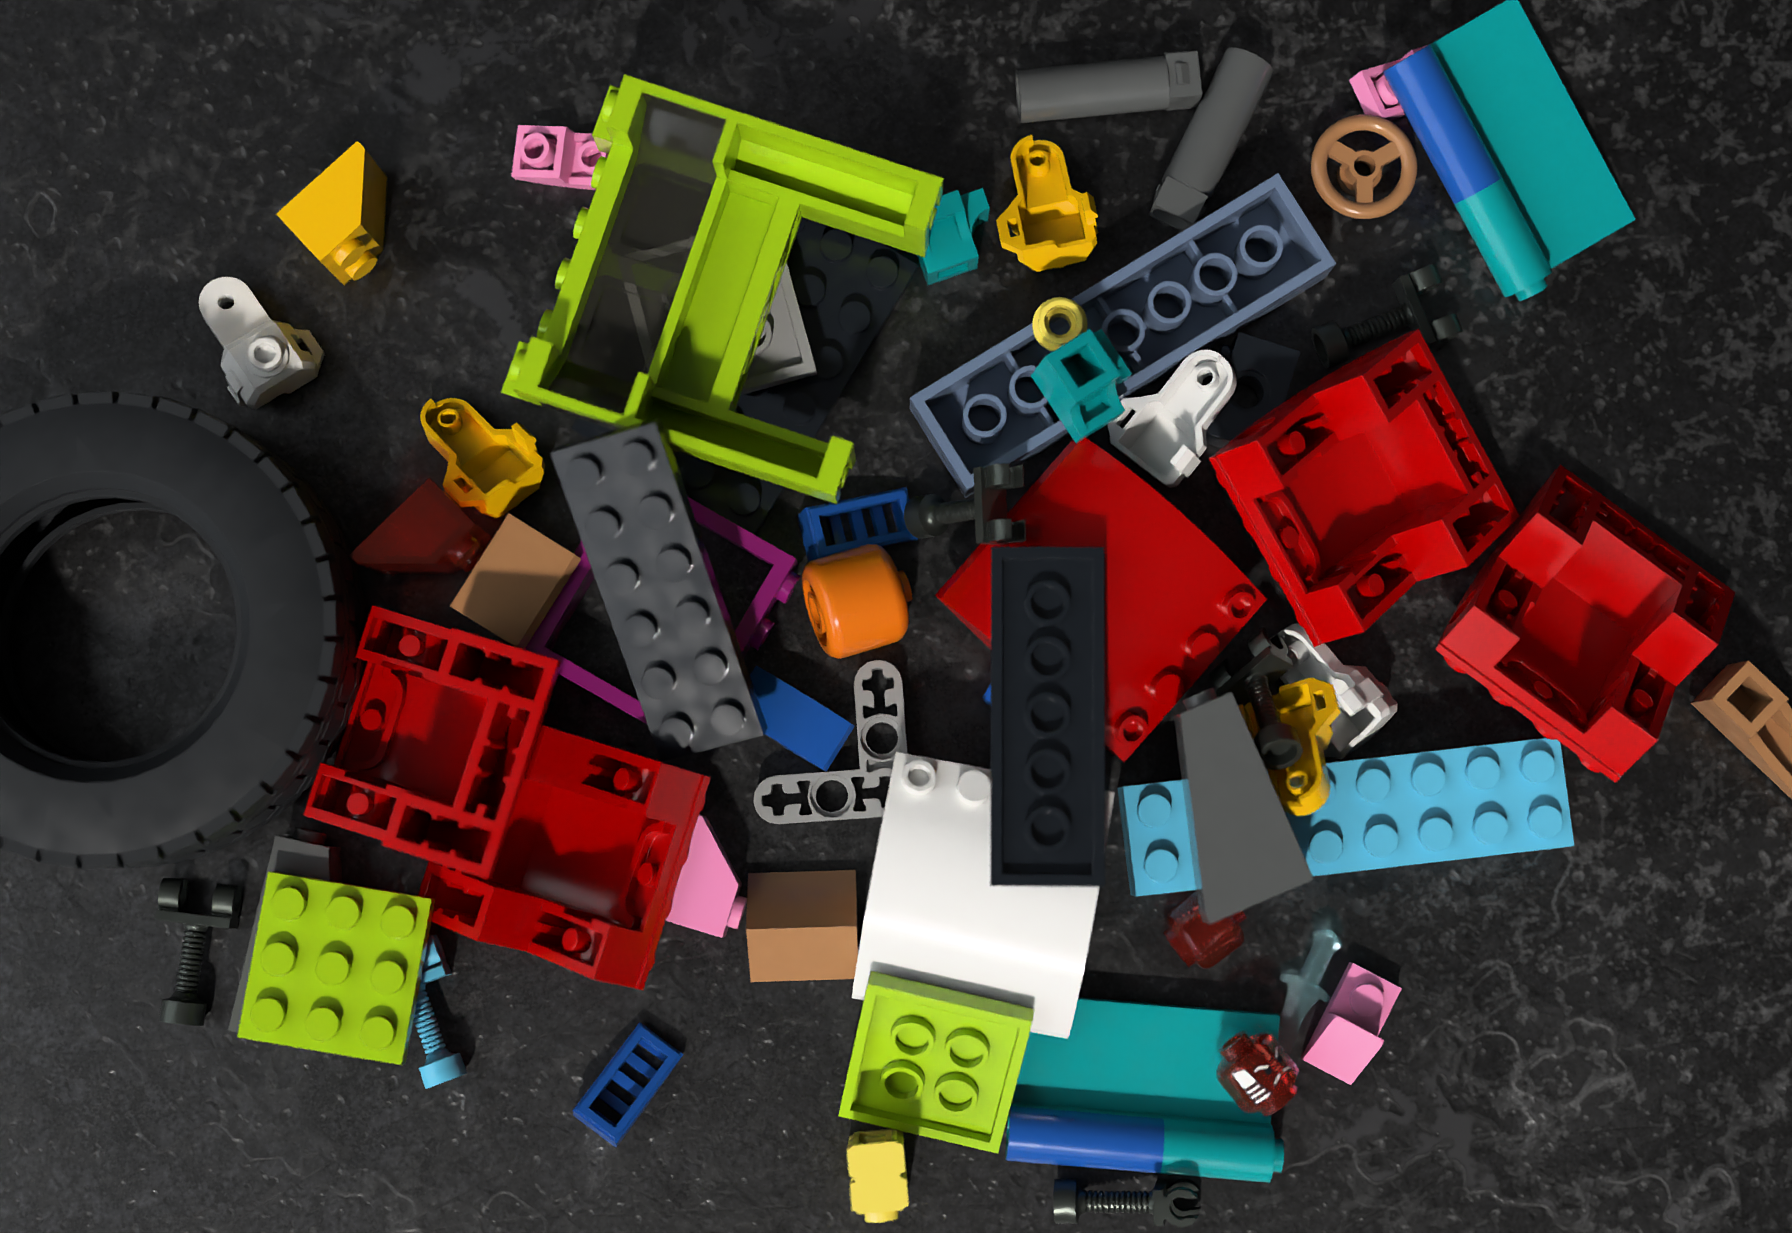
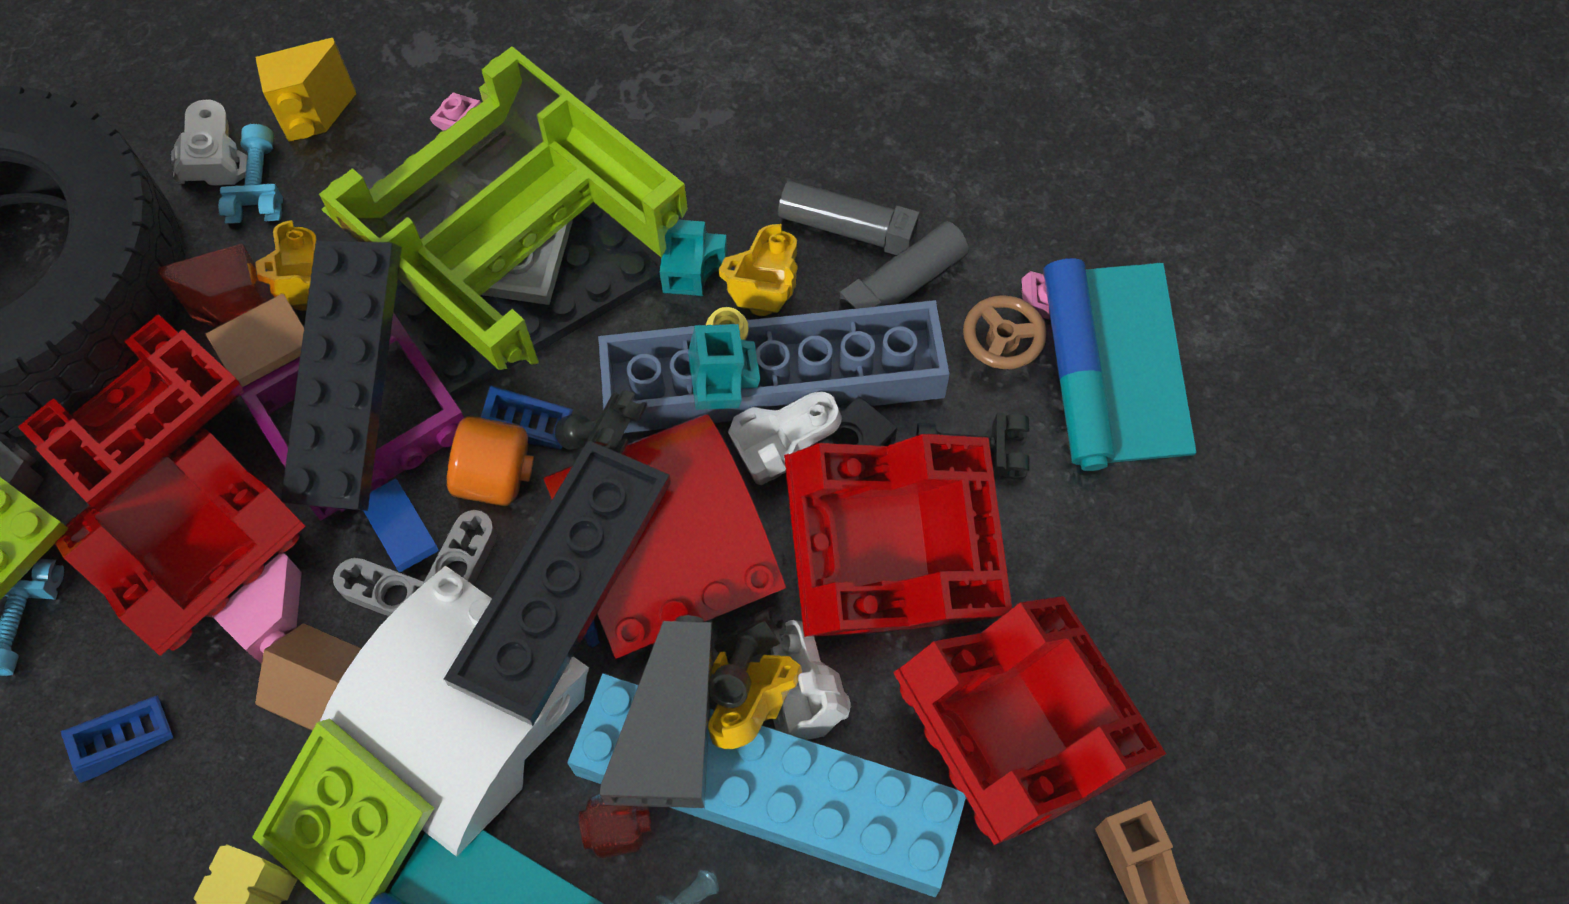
camera: 25 degrees right, 20 degrees down
(314, 309) = (257, 141): none -> medium azure bar

